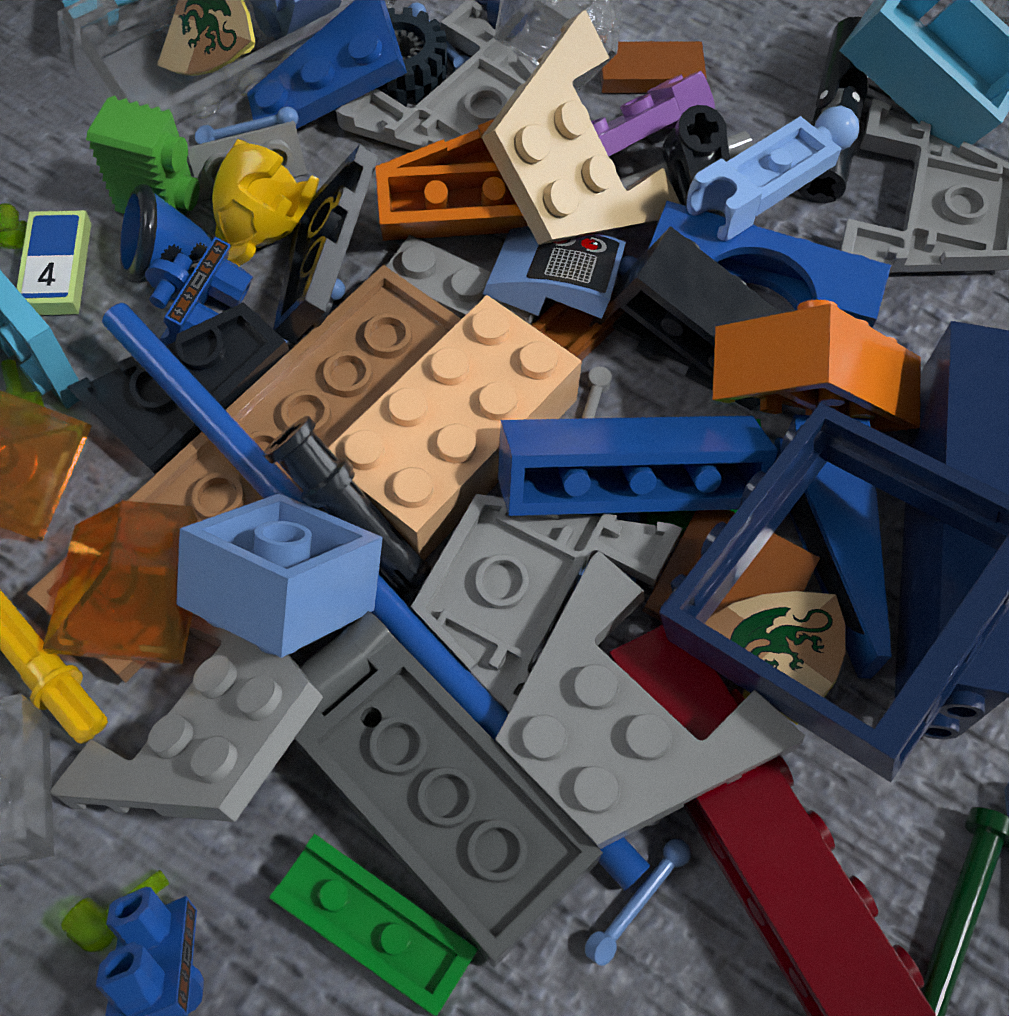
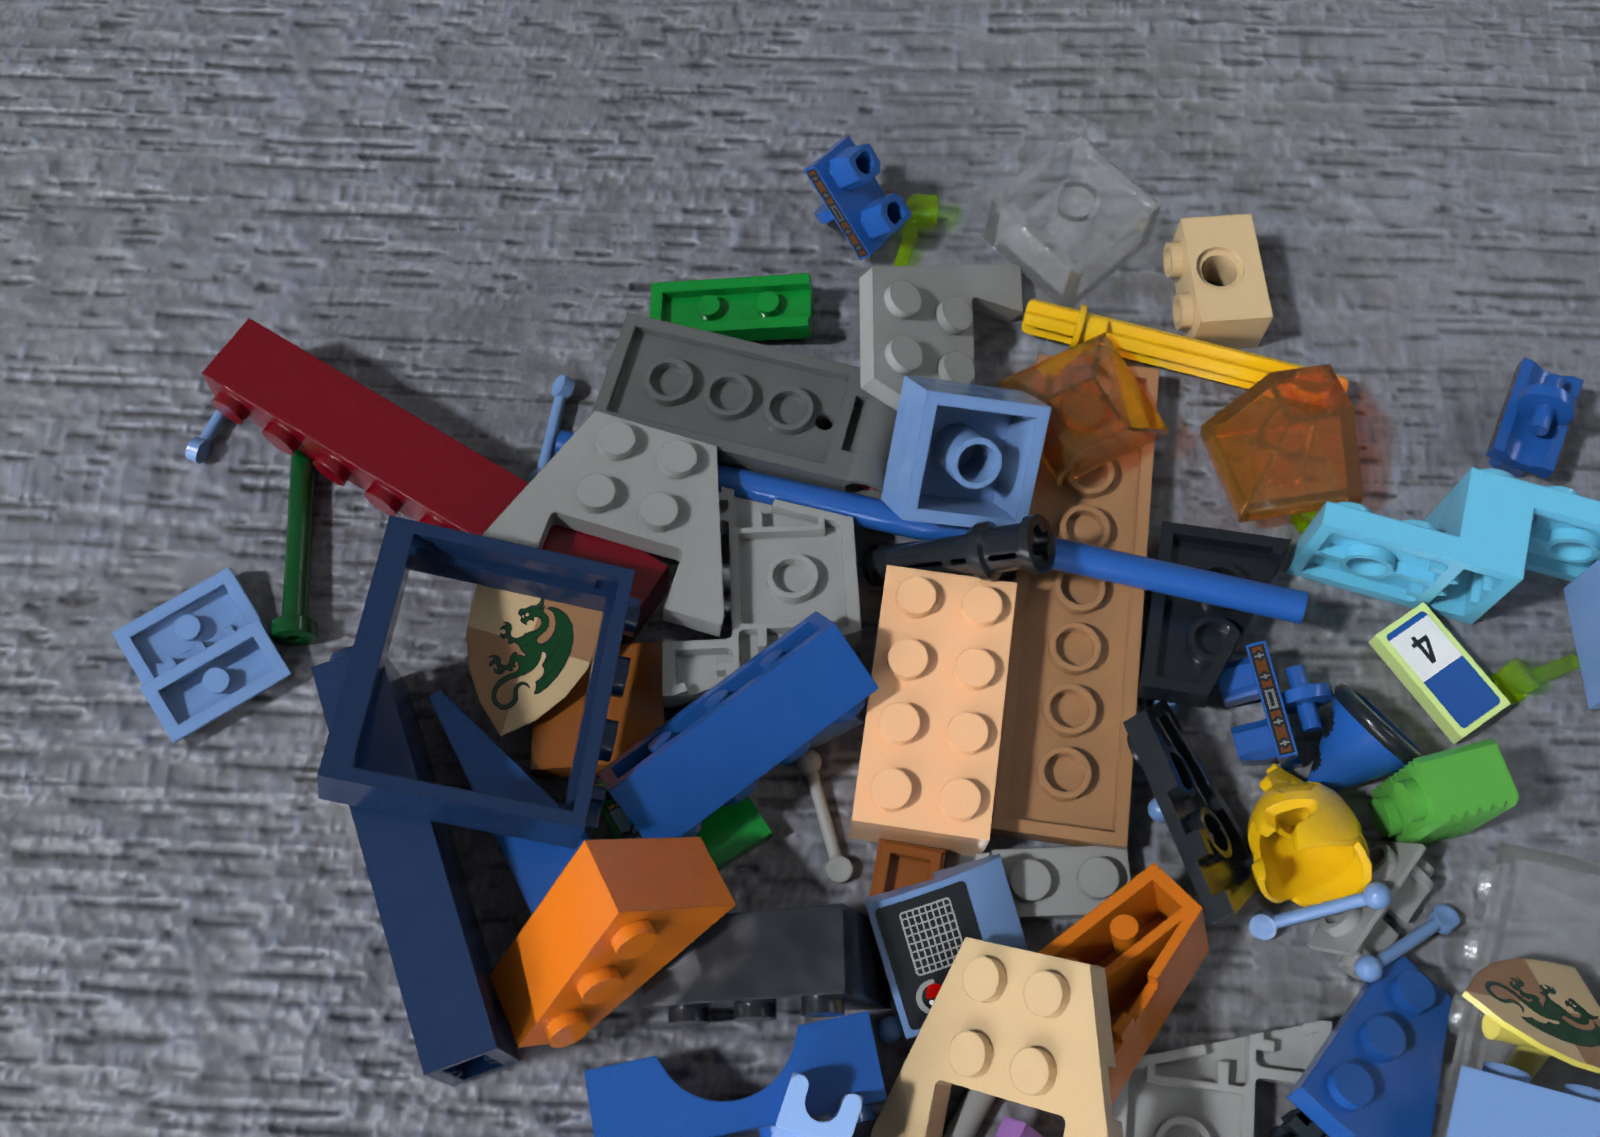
camera: 150 degrees right, 5 degrees up
(249, 133) = (1266, 923): none -> medium blue hinge

